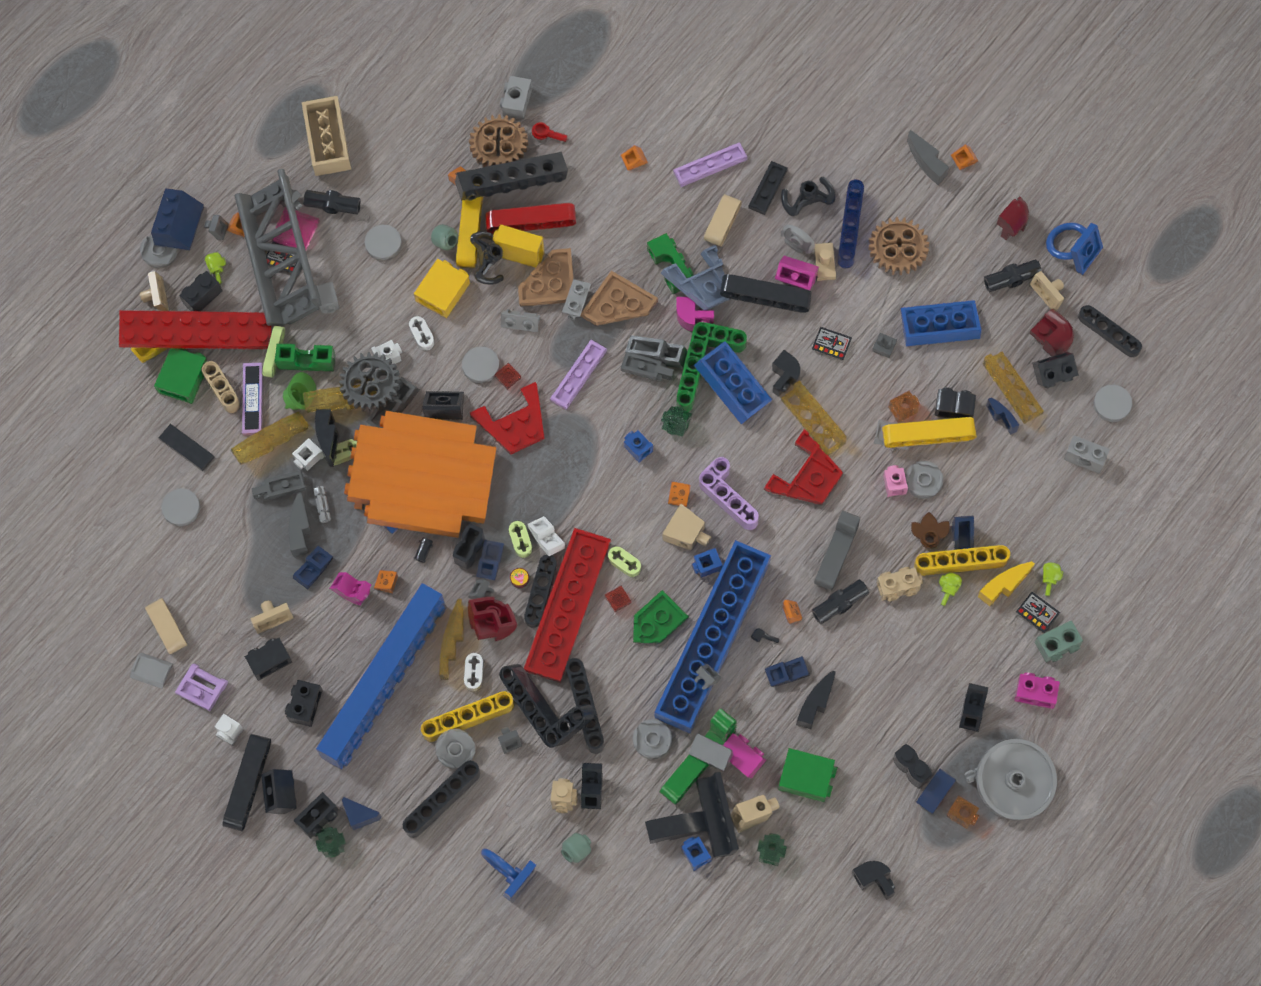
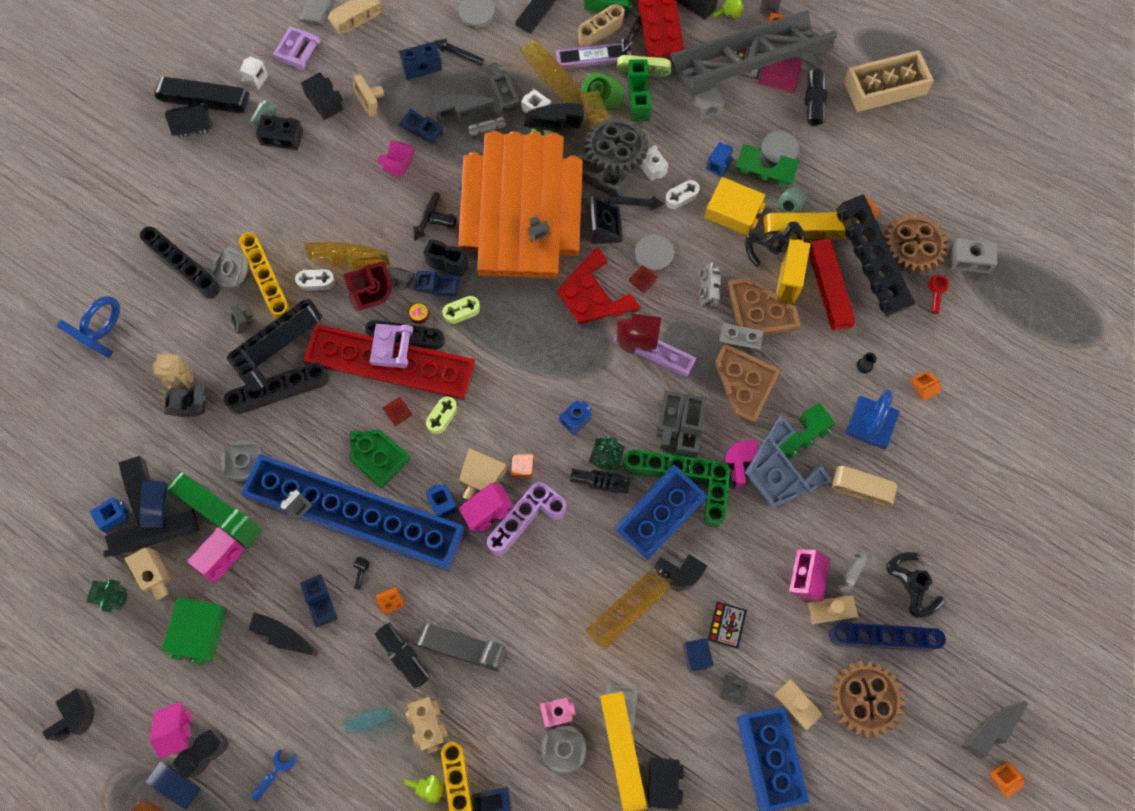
camera: 80 degrees right, 0 degrees up
(219, 541) = (443, 45): none -> black piece
(238, 562) = (420, 60): none -> dark blue brick
(249, 364) = (631, 35): none -> black piece
(278, 720) = (263, 108): none -> sand green cone
(316, 815) = (163, 152): black brick -> none
(335, 847) = (137, 169): clear green brick -> none
(359, 814) = (168, 190): dark blue slope -> none
(381, 677) = (303, 192): blue brick -> none
(386, 581) = (409, 191): orange slope -> none
(390, 294) = (720, 159): none -> blue brick
(411, 241) = (750, 162): none -> green arch
(426, 374) = (653, 203): none -> black piece
(431, 573) = (419, 230): none -> black piece
(456, 455) = (538, 230): none -> dark grey tile
(545, 536) = (464, 334): white slope -> none
(551, 604) = (384, 345): none -> lavender plate
(569, 380) = (639, 332): none -> dark red brick
(576, 848) = (122, 393): sand green head -> none
(611, 201) = (866, 363): none -> black pin
(663, 204) = (873, 420): none -> blue tile
(692, 809) = (152, 505): none -> dark blue slope
(699, 429) = (601, 480): none -> black hinge
(710, 164) = (934, 468): lavender tile -> none
(711, 752) = (216, 513): slope -> none
(718, 522) = (486, 507): none -> dark pink brick
(765, 293) = (777, 541): black beam -> none
(768, 188) = (917, 536): black tile -> none
(815, 477) = (554, 616): red wing -> none
(856, 367) = (697, 655): none -> dark blue panel
(891, 632) = (367, 720): none -> clear light blue pin
(892, 786) = (171, 729): none -> dark pink brick
(899, 299) = (797, 704): none -> tan tile
(903, 413) = (654, 707): clear orange brick -> none
(930, 529) = (502, 760): reddish brown plate -> none
(934, 713) = (269, 778): none -> blue piece

